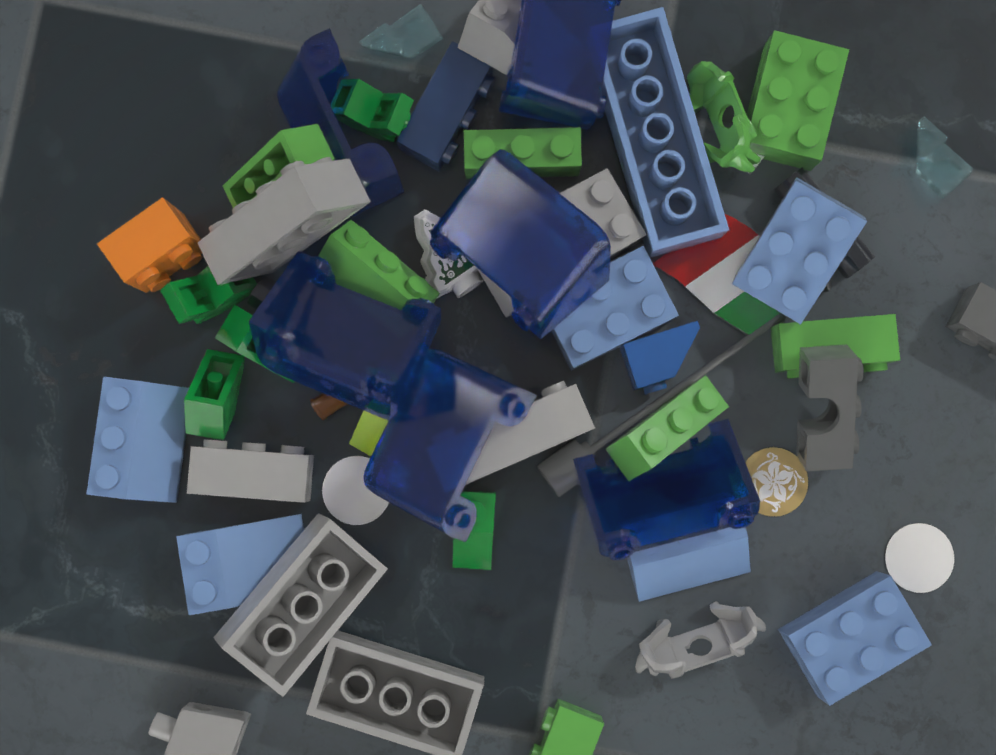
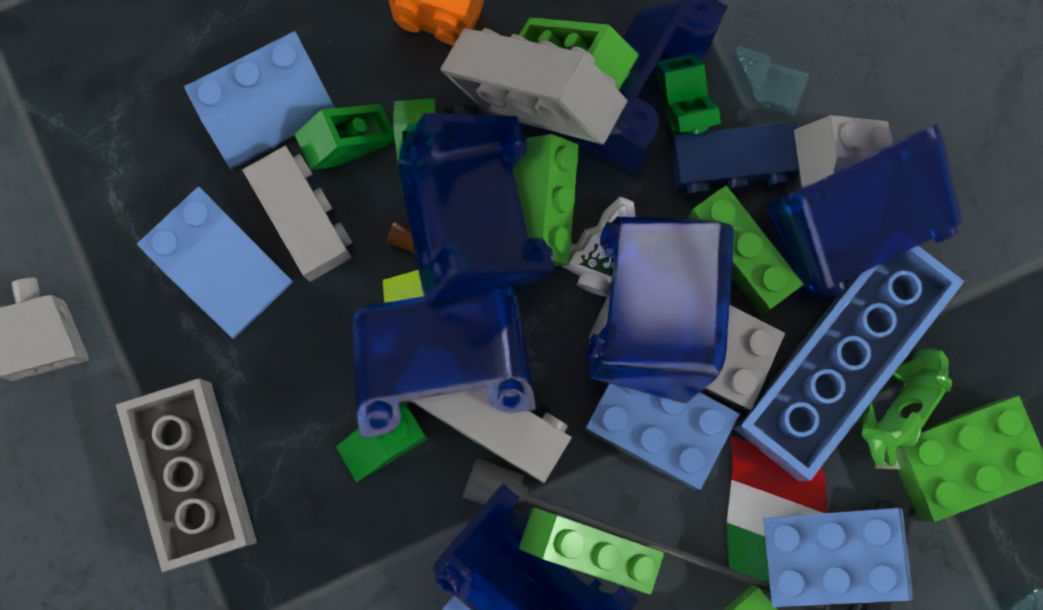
camera: 55 degrees right, 5 degrees down
(201, 297) = (419, 67): green brick -> none
(300, 604) = (208, 332): light grey brick -> none
(347, 494) = (334, 310): white sticker -> none
(657, 356) = (650, 498): blue slope -> none

